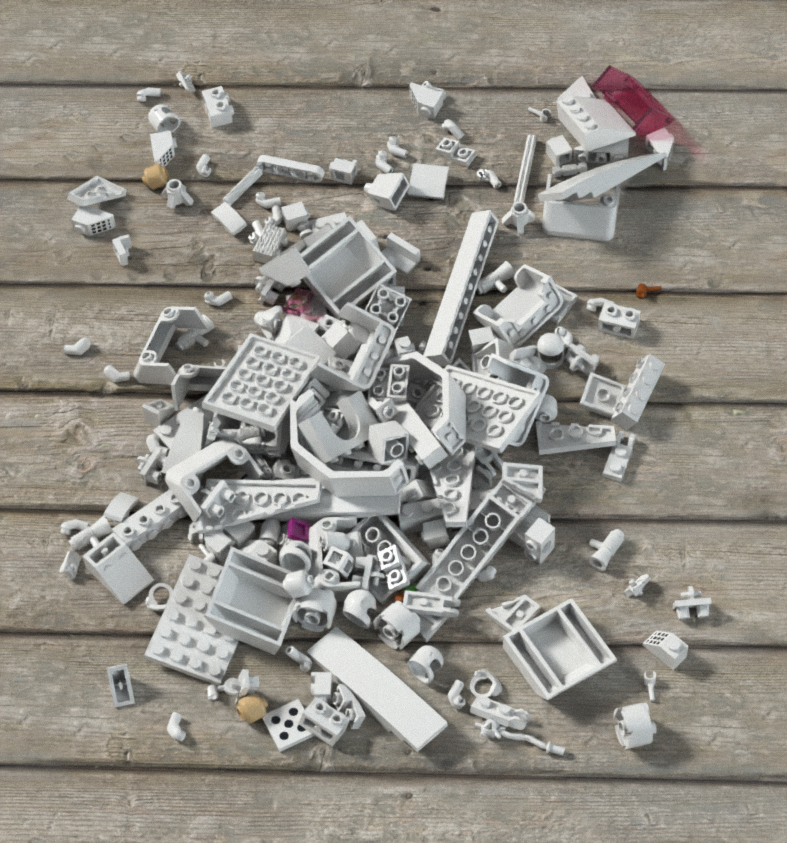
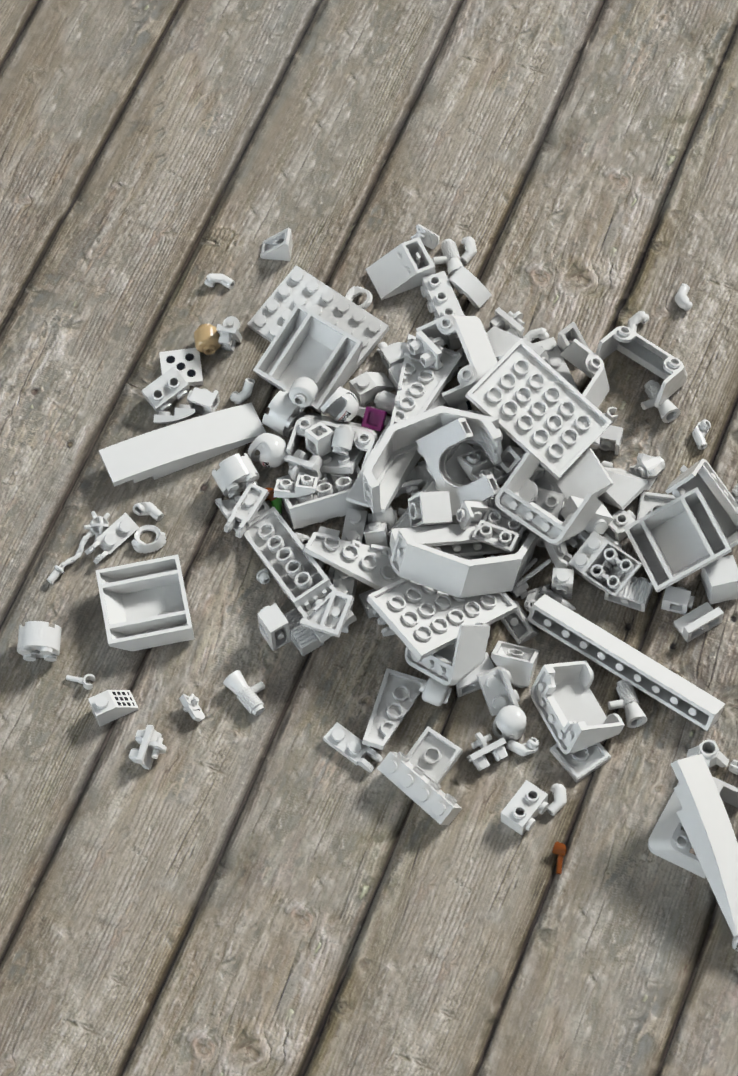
camera: 110 degrees right, 5 degrees up
(212, 691) = (242, 317): white hand -> none
(298, 302) = (655, 493): clear pink tile -> none
(424, 661) = (192, 490): white helmet -> none
(480, 337) = (548, 655): white brick -> none
(514, 613) = (210, 585): white wing -> none

